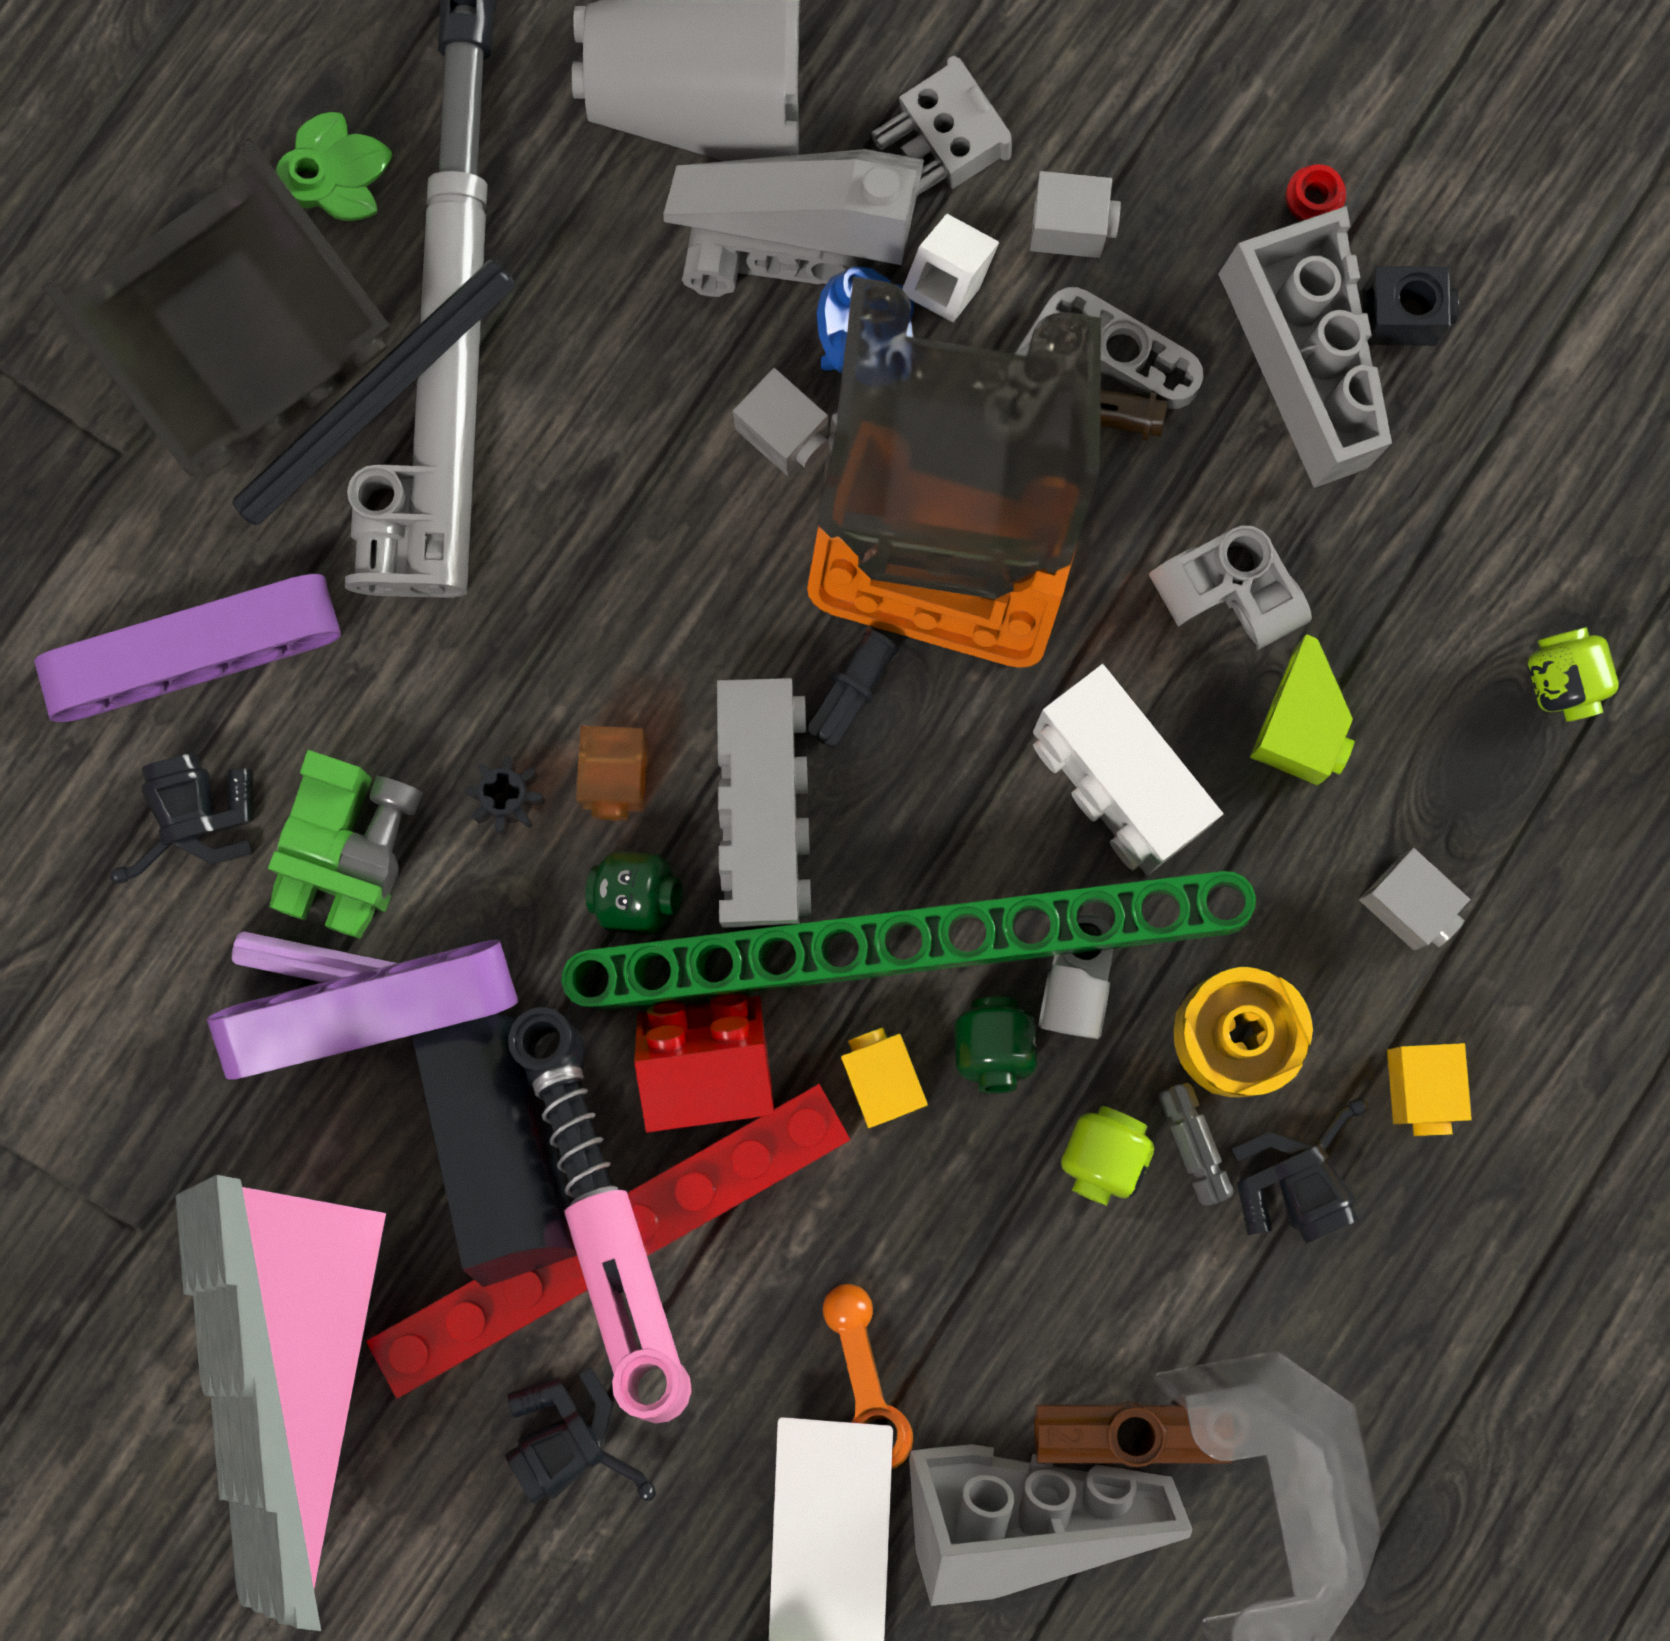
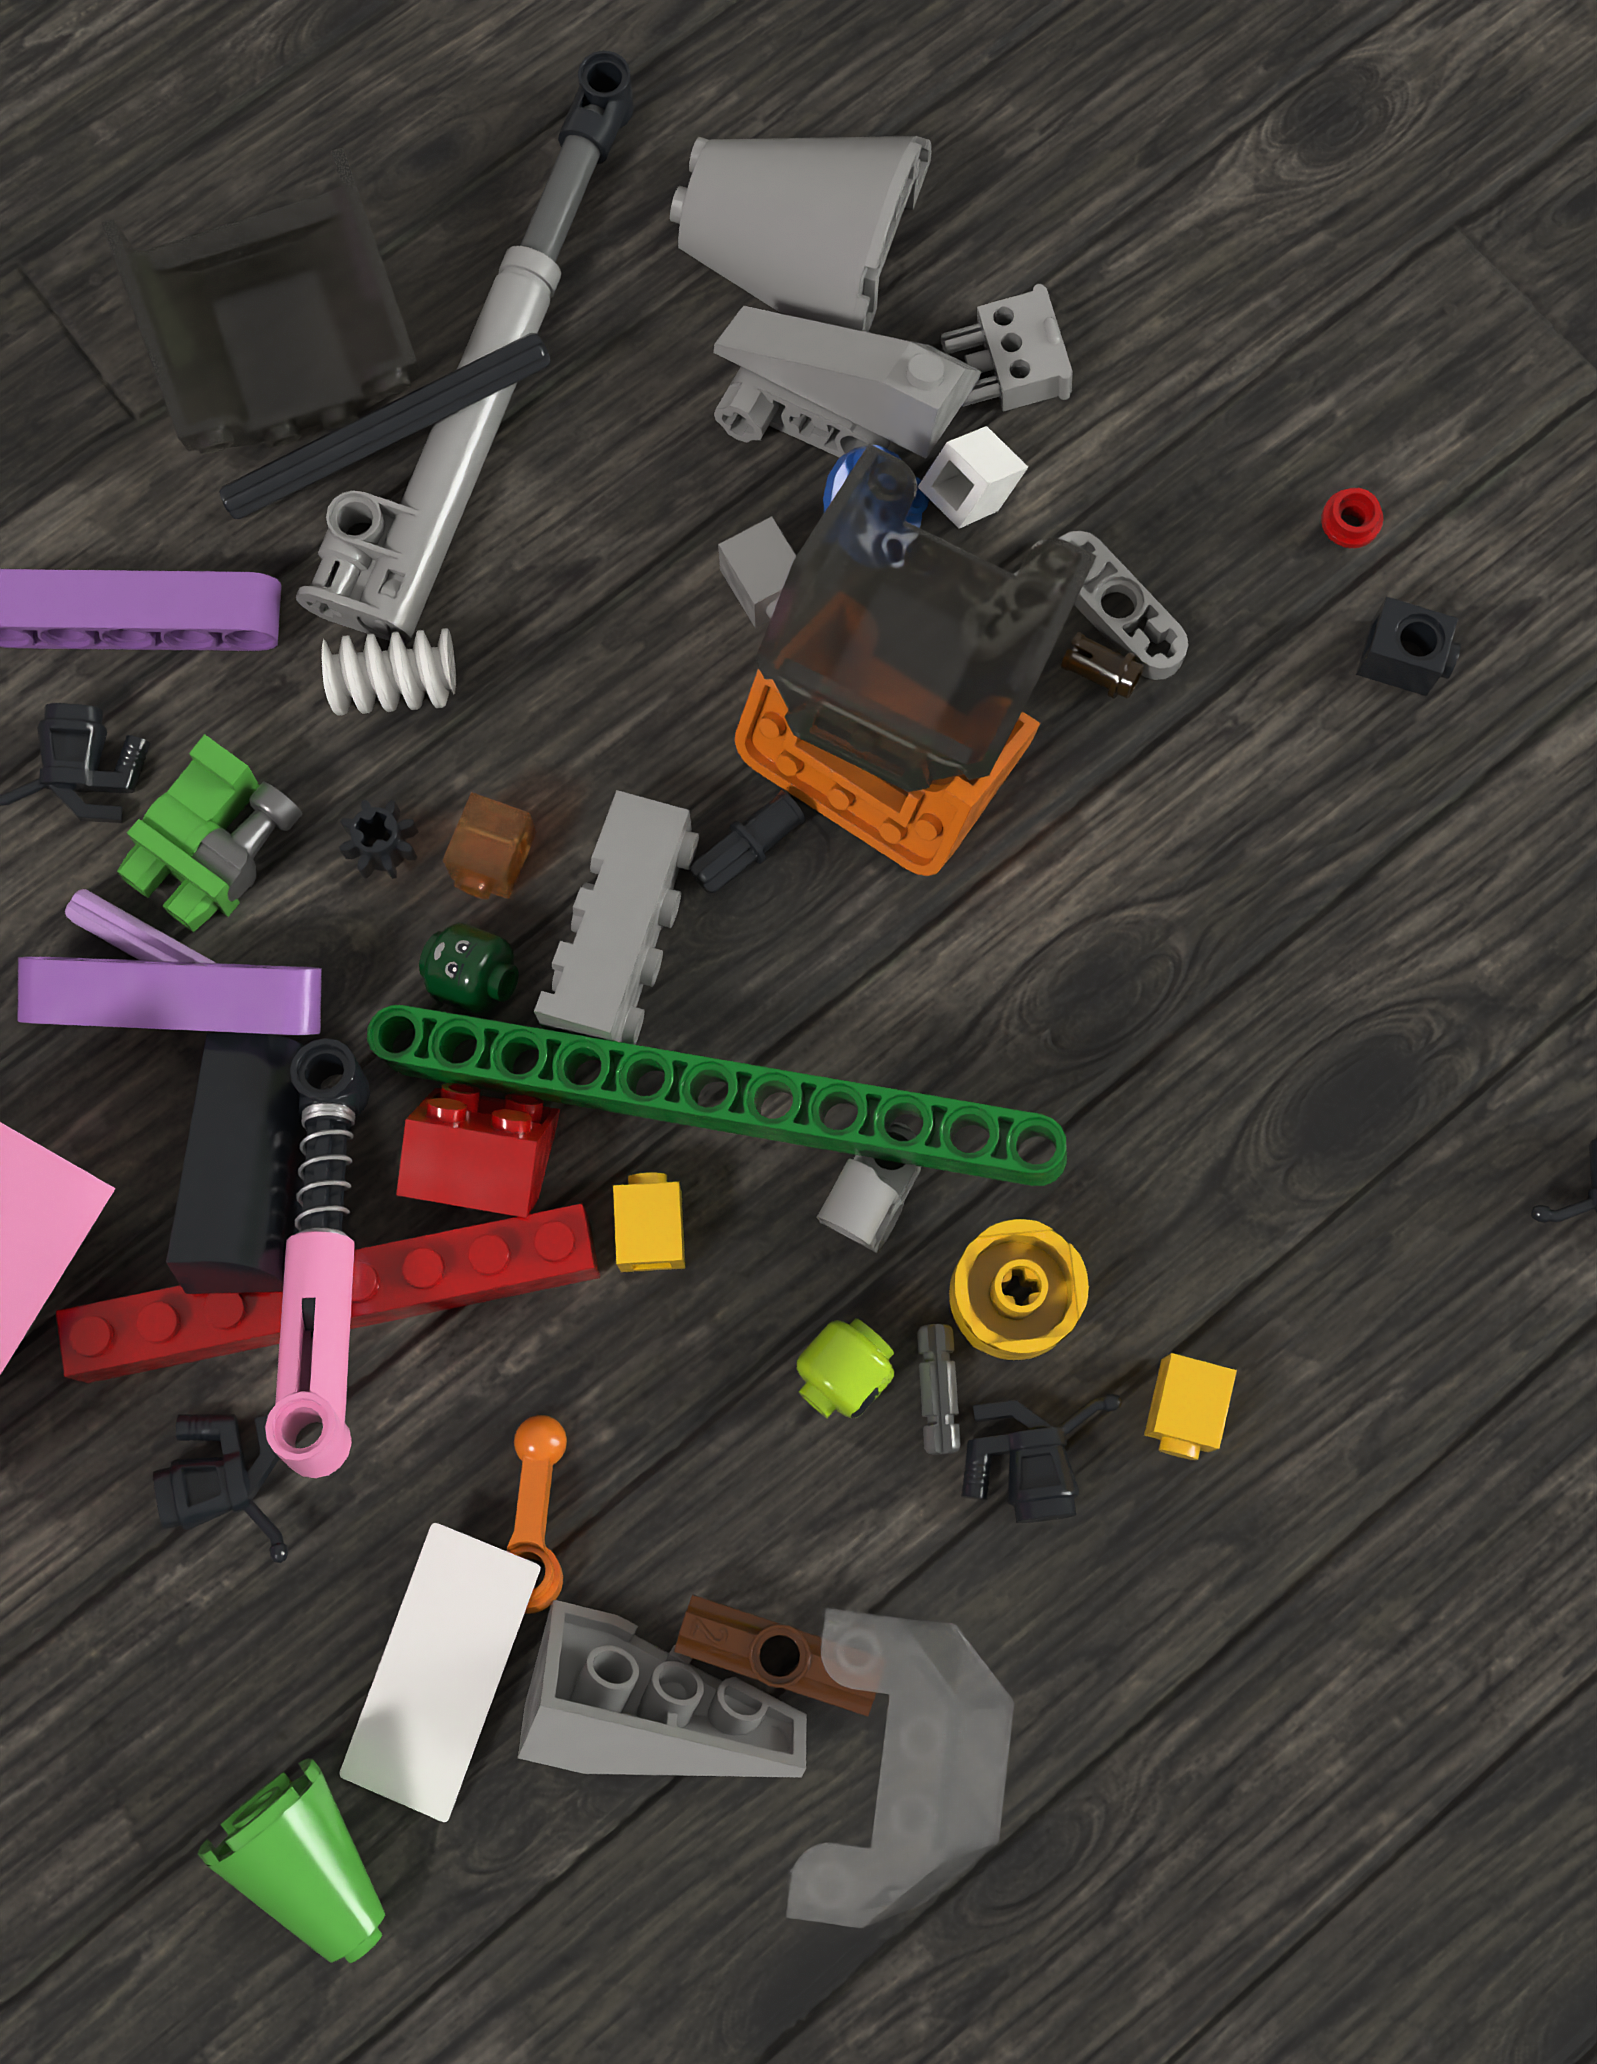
camera: 15 degrees right, 5 degrees down
(341, 165) = (429, 219): bright green plate -> none
(460, 632) = (389, 673): none -> white piece
(995, 1044) = (771, 1225): dark green head -> none
(1073, 214) = (1108, 465): light grey brick -> none
(1123, 771) = (982, 998): white brick -> none
(1263, 599) = (1176, 877): light grey piece -> none
(1306, 719) = (1181, 1009): lime slope -> none
(1311, 341) = (1301, 647): light grey wedge -> none
(1416, 901) = (1234, 1219): light grey brick -> none
(1573, 674) = (1462, 1046): lime head -> none

